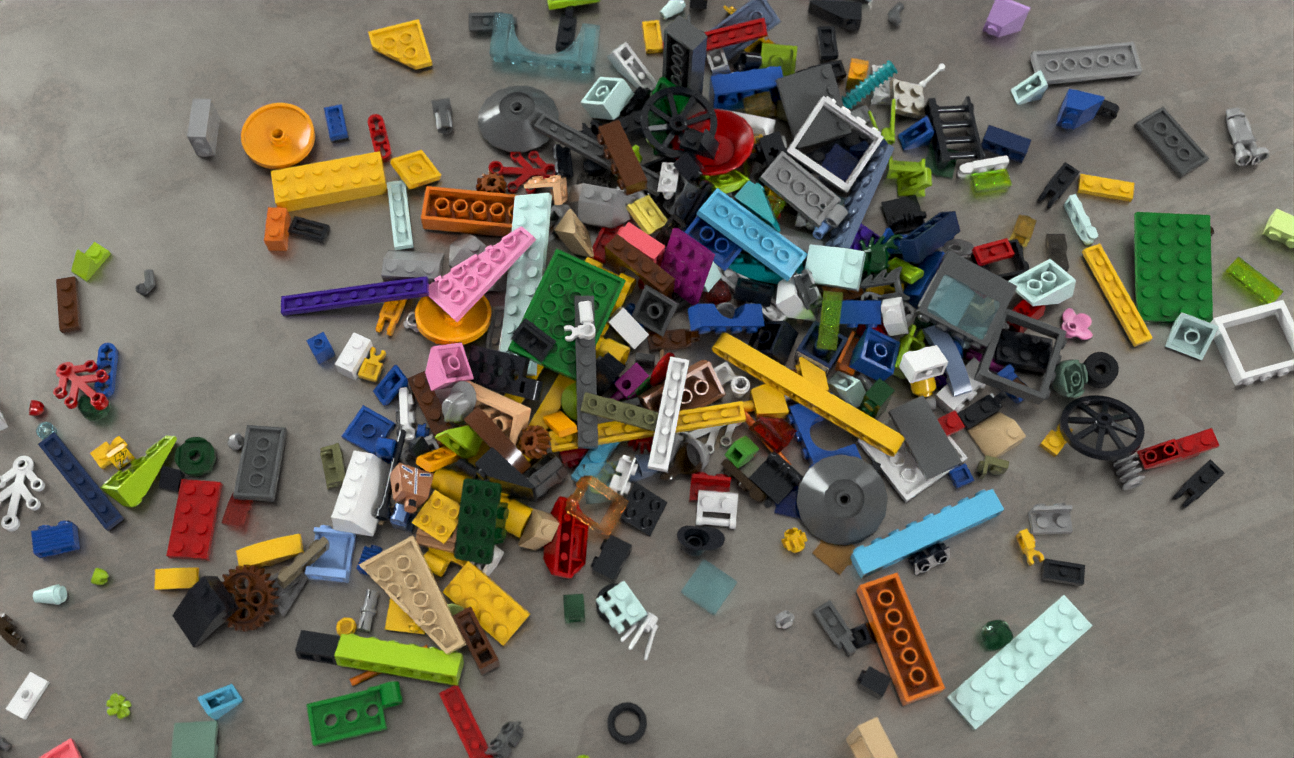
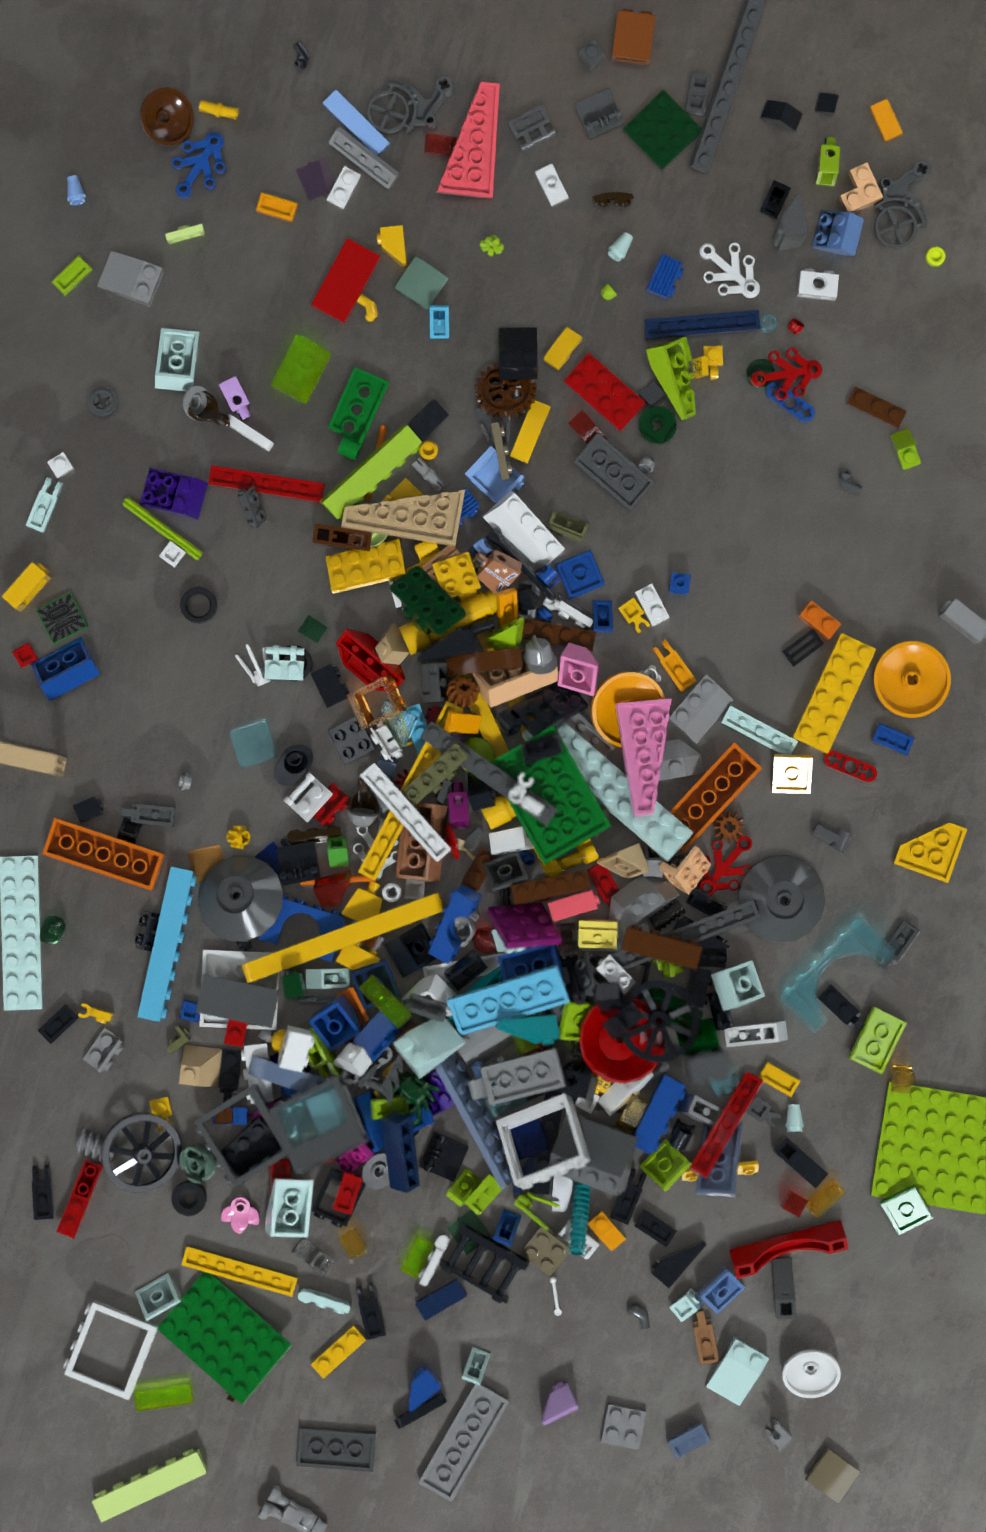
camera: 130 degrees right, 20 degrees up
(355, 296) = (705, 641): dark purple tile -> none

